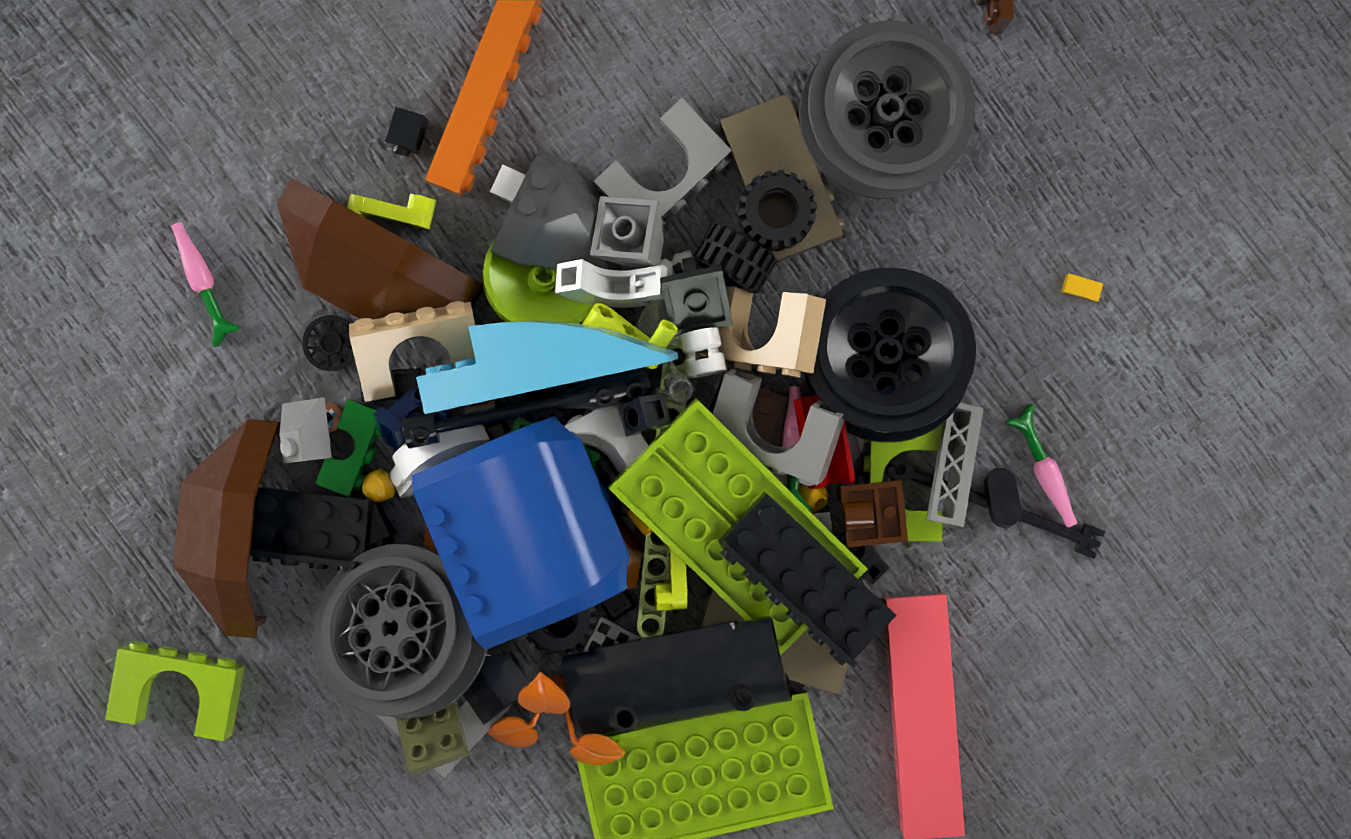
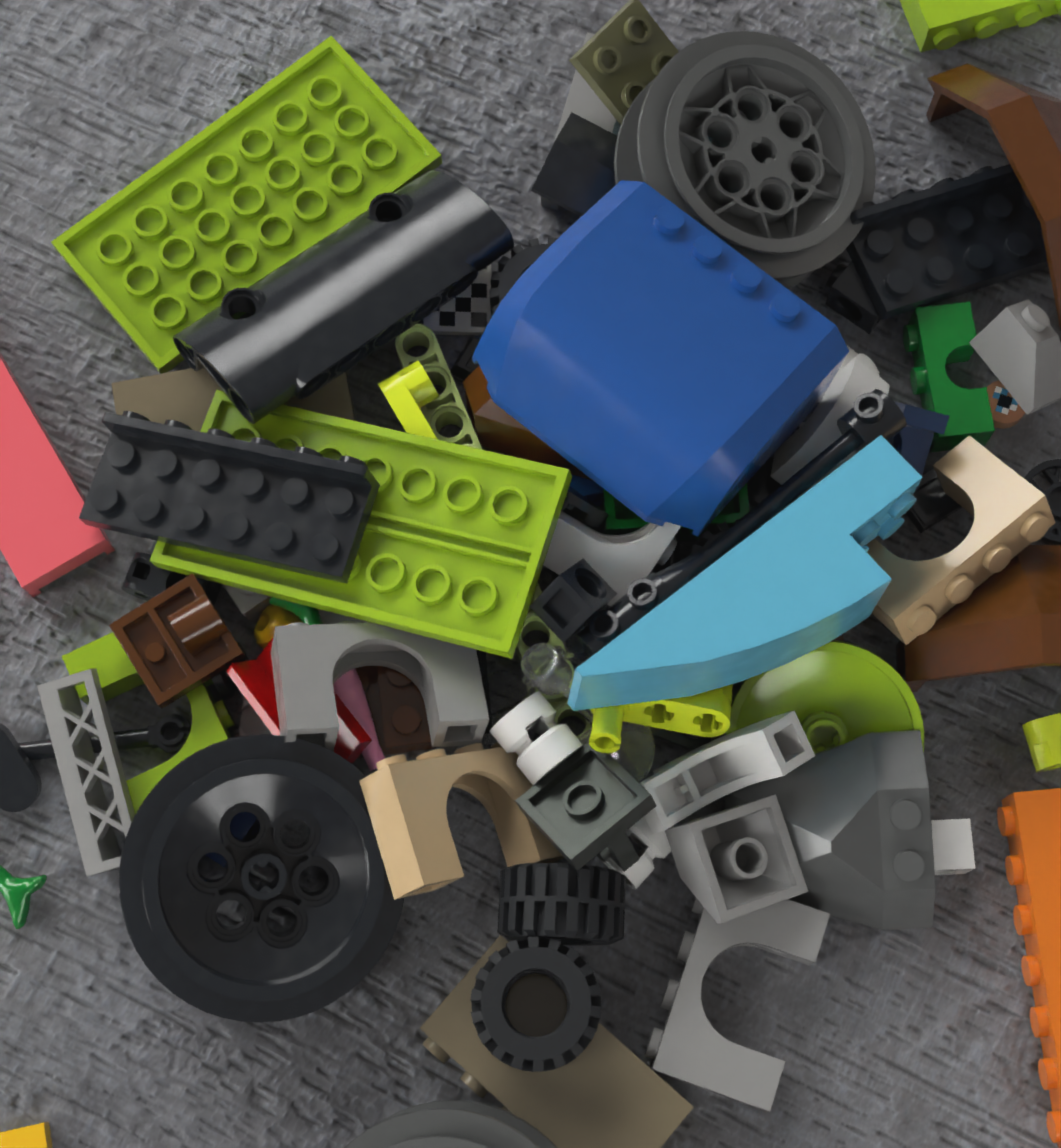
camera: 155 degrees right, 15 degrees down
(378, 486) = (885, 345): yellow piece -> none
(550, 696) = (500, 173): orange plant -> none

